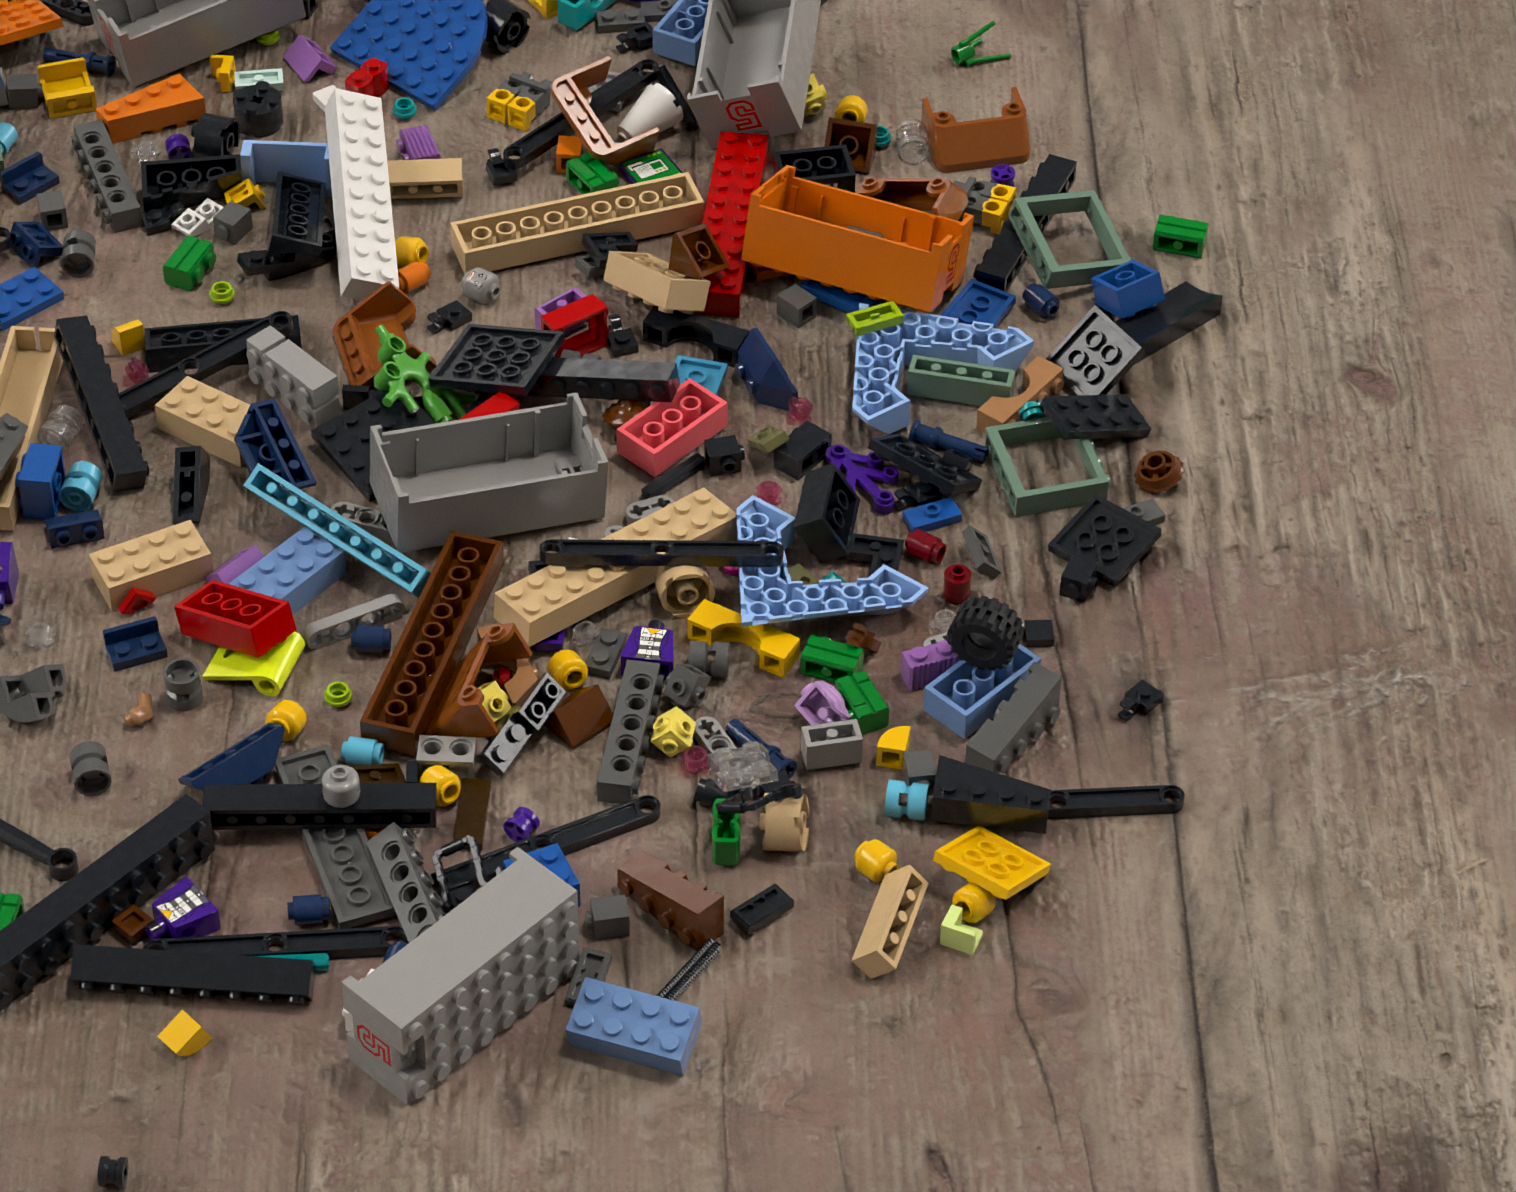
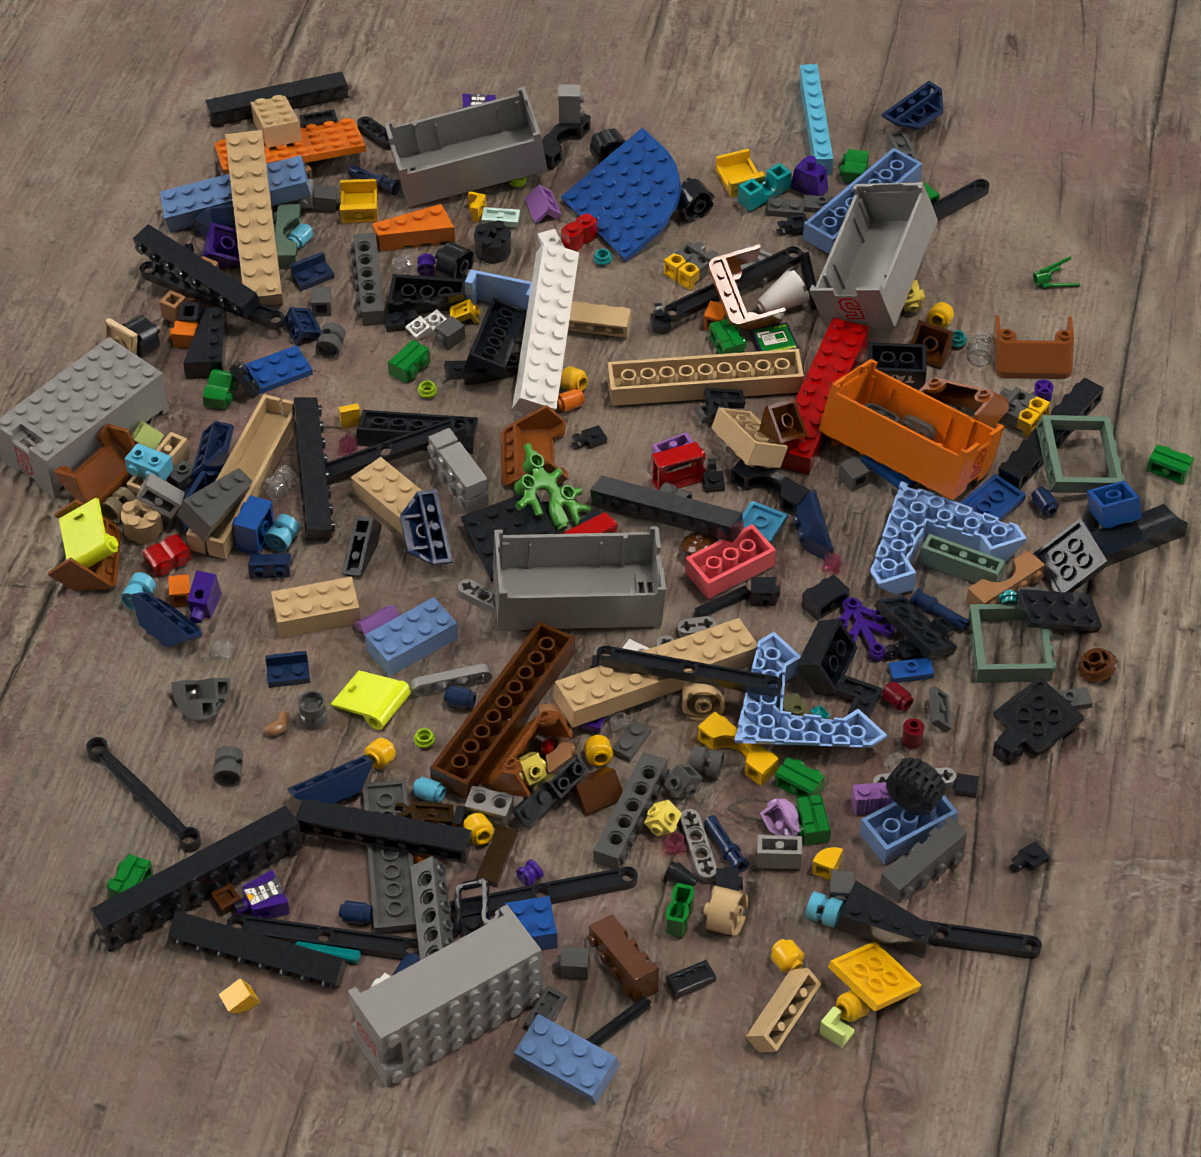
camera: 15 degrees right, 5 degrees up
(112, 1172) = (159, 1097): black wheel -> none
(135, 600) = (298, 632): red tile -> none
(235, 618) = (362, 664): red brick -> none
(338, 530) = (456, 605): medium azure brick -> none
(340, 786) = (398, 821): light grey head -> none
(354, 395) = (501, 493): black tile -> none
(417, 144) = (603, 290): medium lavender brick -> none
(481, 285) = (619, 416): light grey head -> none
(496, 359) = (610, 484): black plate -> none
(650, 645) = (665, 743): torso -> none
(736, 798) = (699, 881): black piece -> none
(741, 766) = (704, 860): clear plate -> none
(768, 439) = (800, 584): olive plate -> none
(769, 492) = (790, 629): clear pink plate -> none
(863, 638) = (827, 766): reddish brown plate -> none
(875, 318) = (908, 497): lime tile -> none

